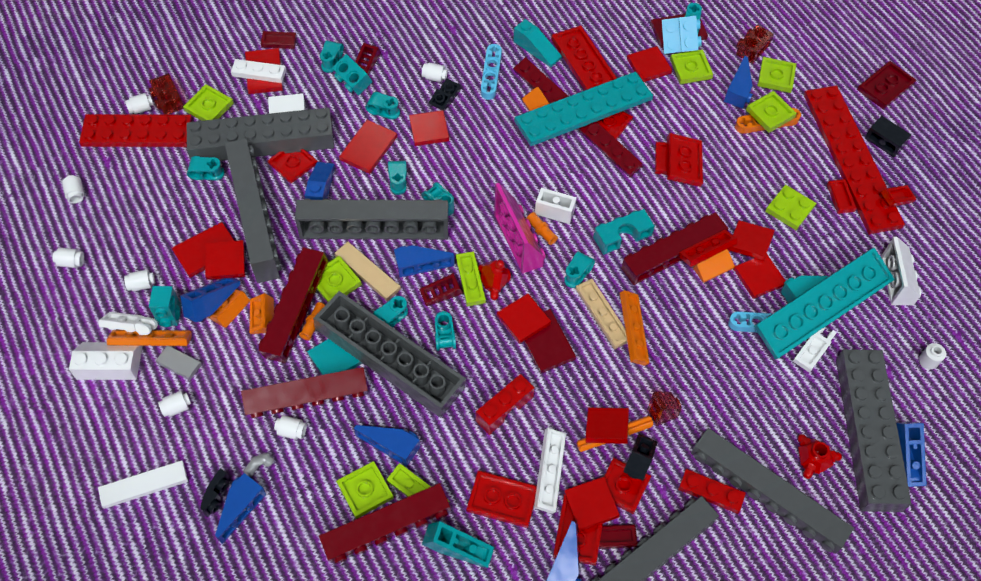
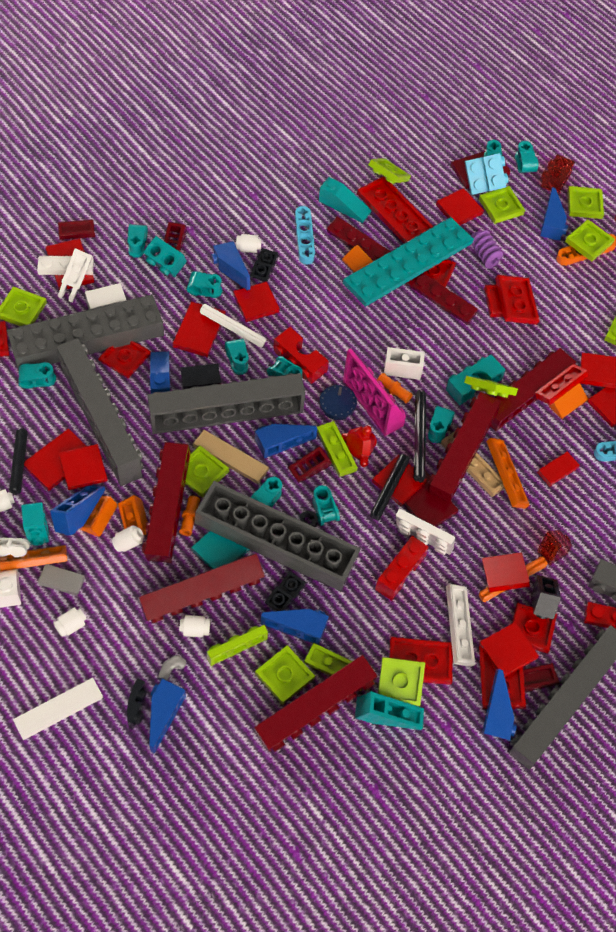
camera: 15 degrees left, 0 degrees up
(167, 246) = (18, 461): none -> black axle
(248, 333) = (128, 538): none -> white brick
(263, 79) = (75, 273): none -> white hinge
(325, 452) = (237, 644): none -> lime plate
(356, 190) = (200, 376): none -> black brick
(387, 410) = (286, 592): none -> black slope
(400, 147) = (232, 325): none -> white axle
(411, 88) = (231, 263): none -> blue slope
(426, 337) = (309, 514): none -> black bush
(465, 195) = (312, 364): none -> red arch
(476, 515) = (401, 680): none -> lime plate
(483, 234) = (338, 402): none -> dark blue tile
(510, 323) = (389, 487): none -> black axle
(532, 373) = (425, 532): none -> white plate
(554, 279) = (420, 436): none -> black axle
(586, 20) = (389, 170): none -> lime plate
(594, 294) = (464, 447): none -> dark red brick
(633, 240) = (490, 387): none -> lime plate
(665, 106) = (486, 248): none -> medium lavender piece
(687, 331) = (558, 469): none -> red tile
(726, 24) = (526, 158): none -> teal piece

